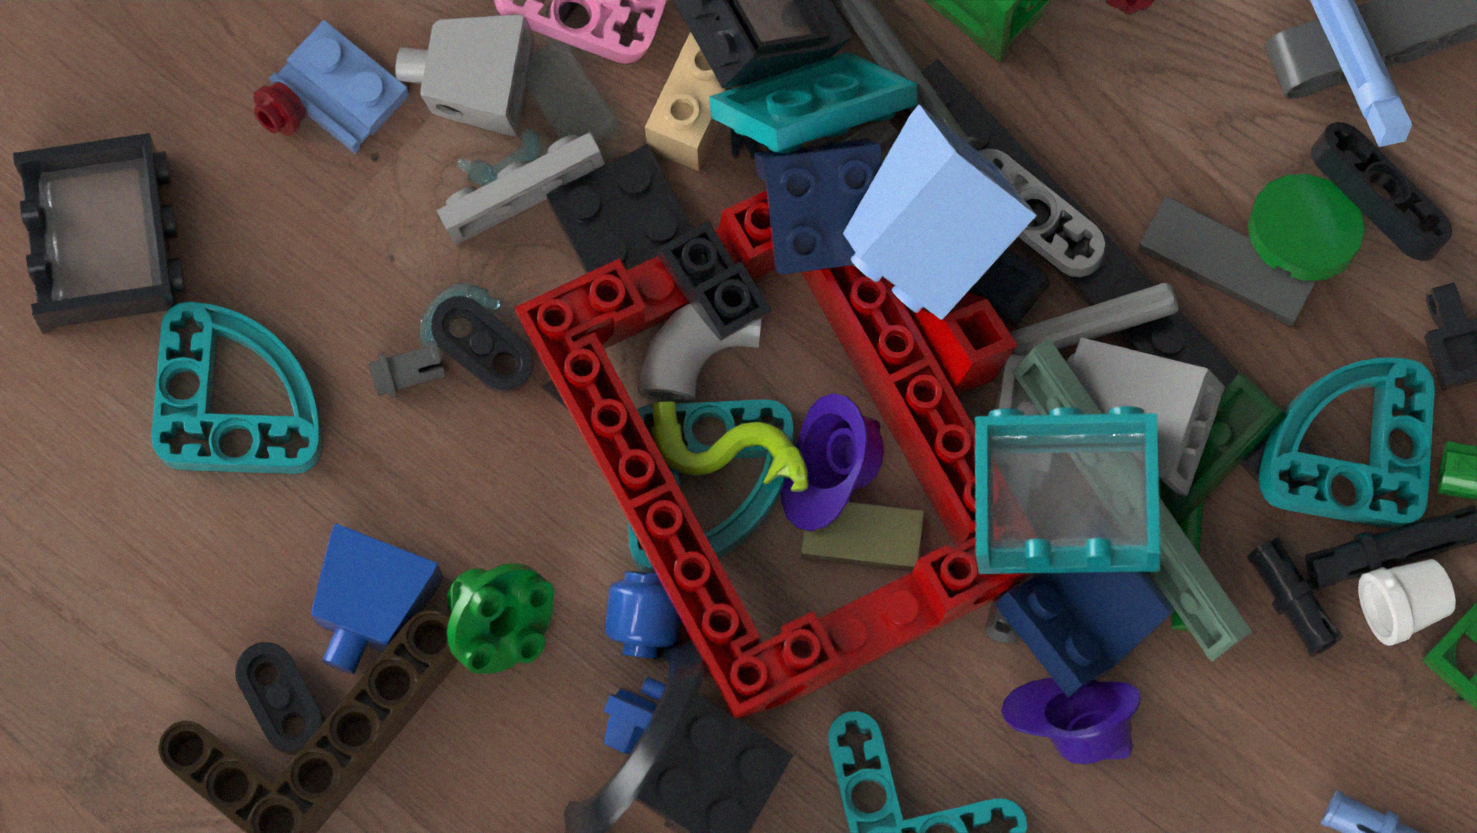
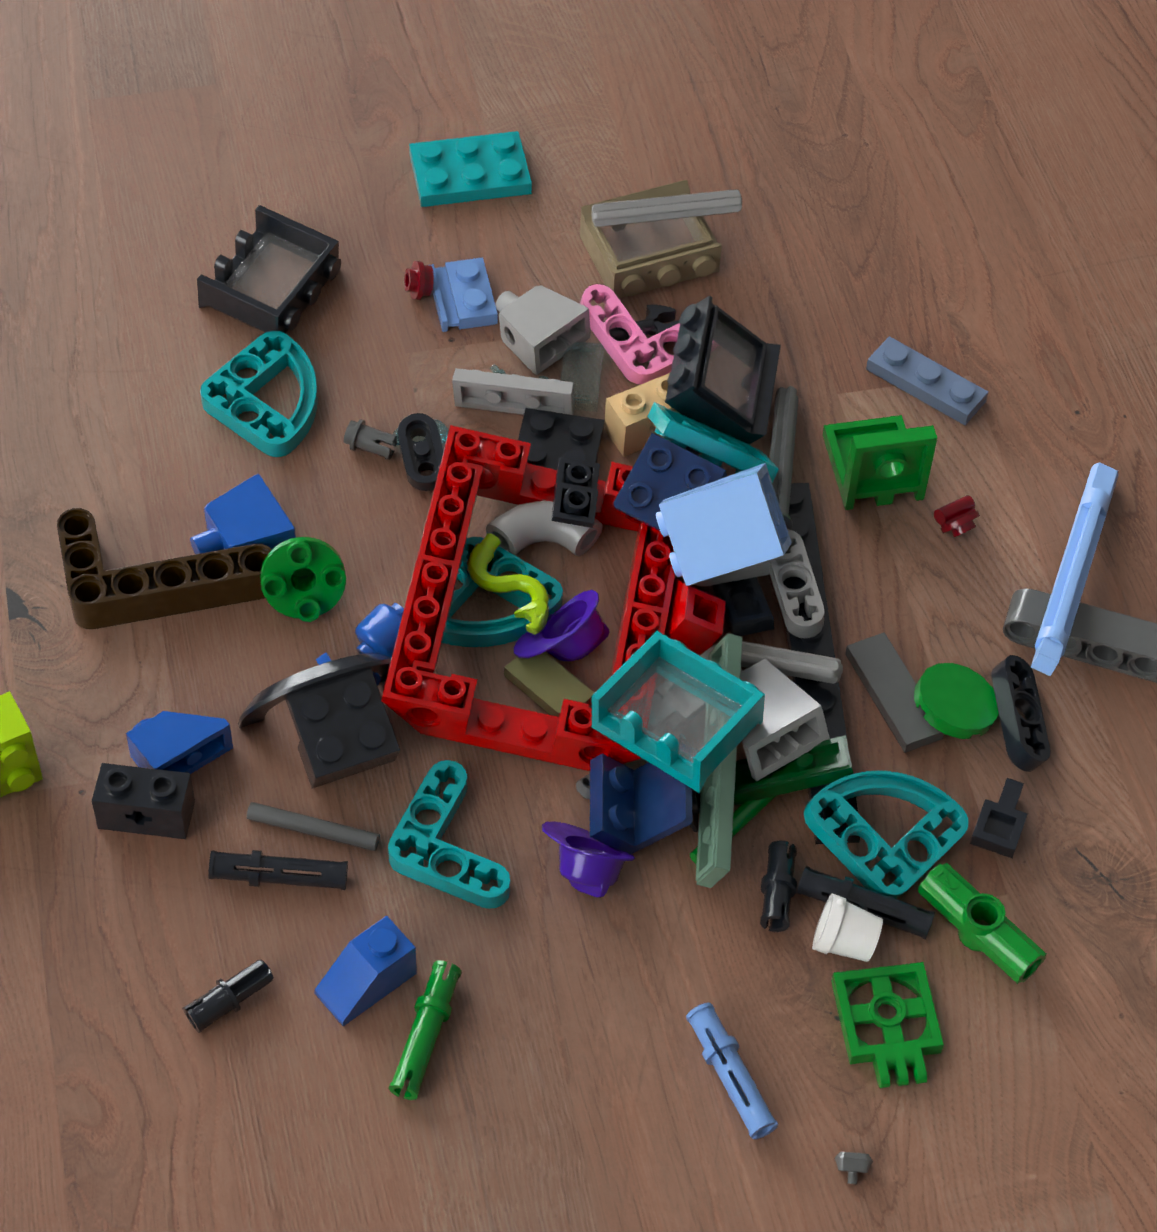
camera: 30 degrees right, 20 degrees down
(280, 701) = (144, 544): black plate -> none

